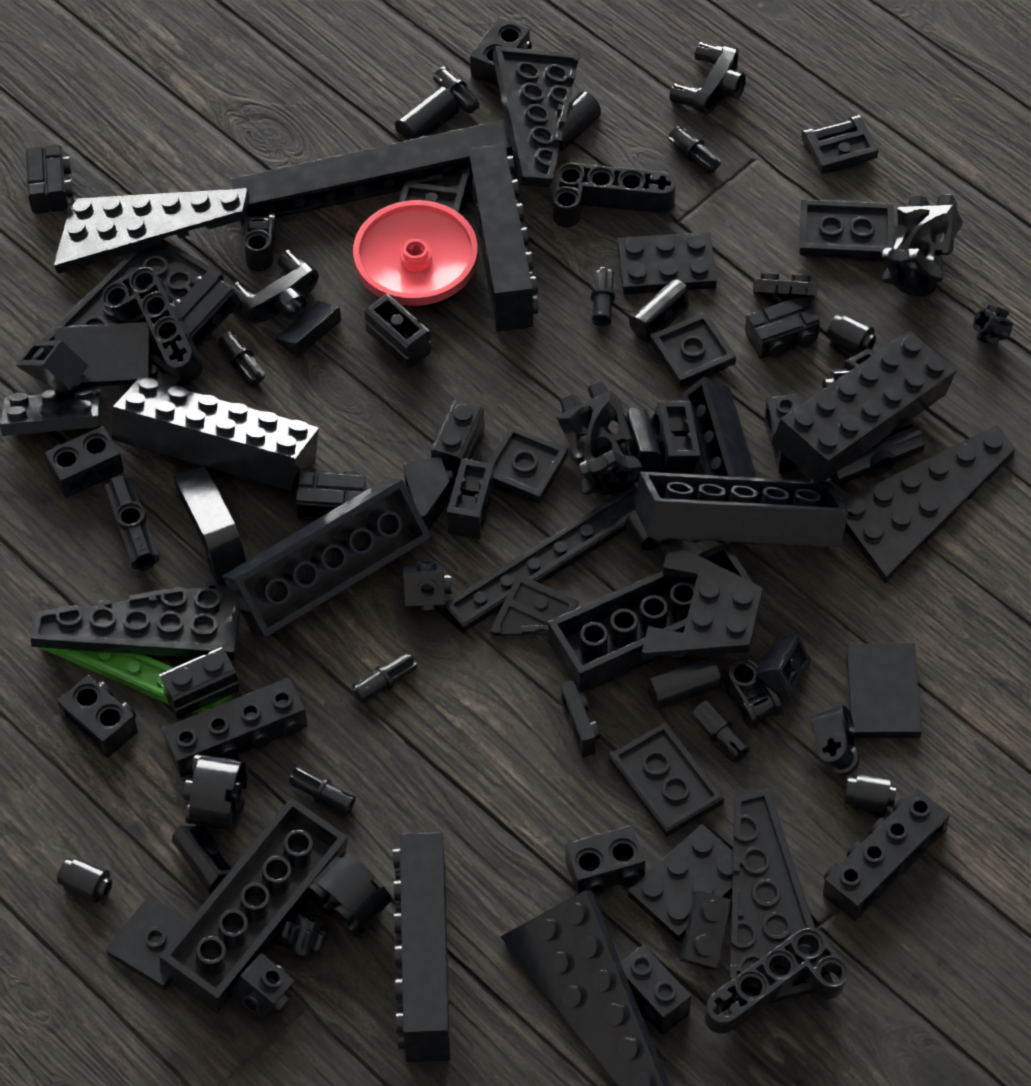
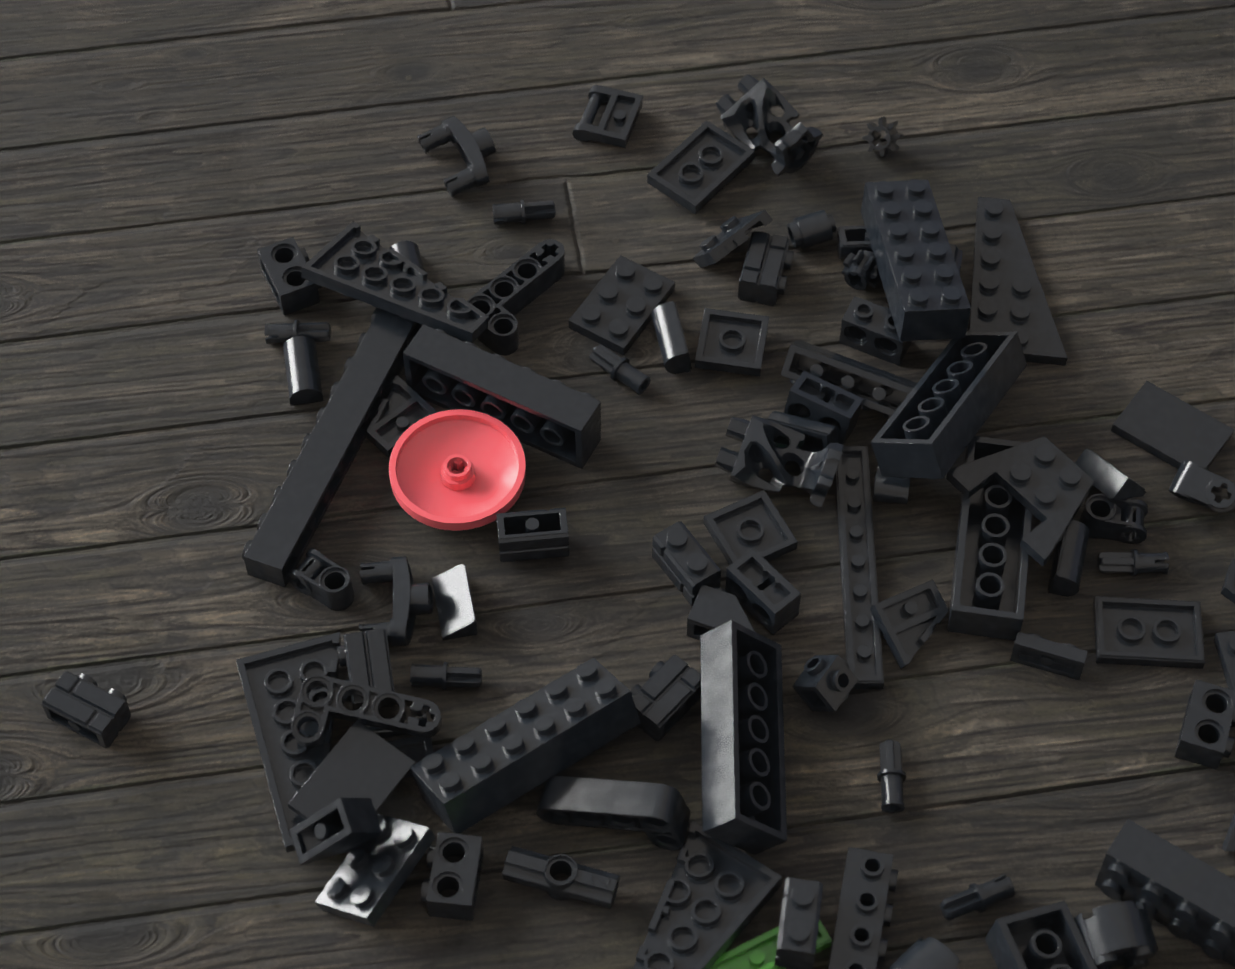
camera: 55 degrees left, 0 degrees up
(140, 221) = (213, 669): wing -> none

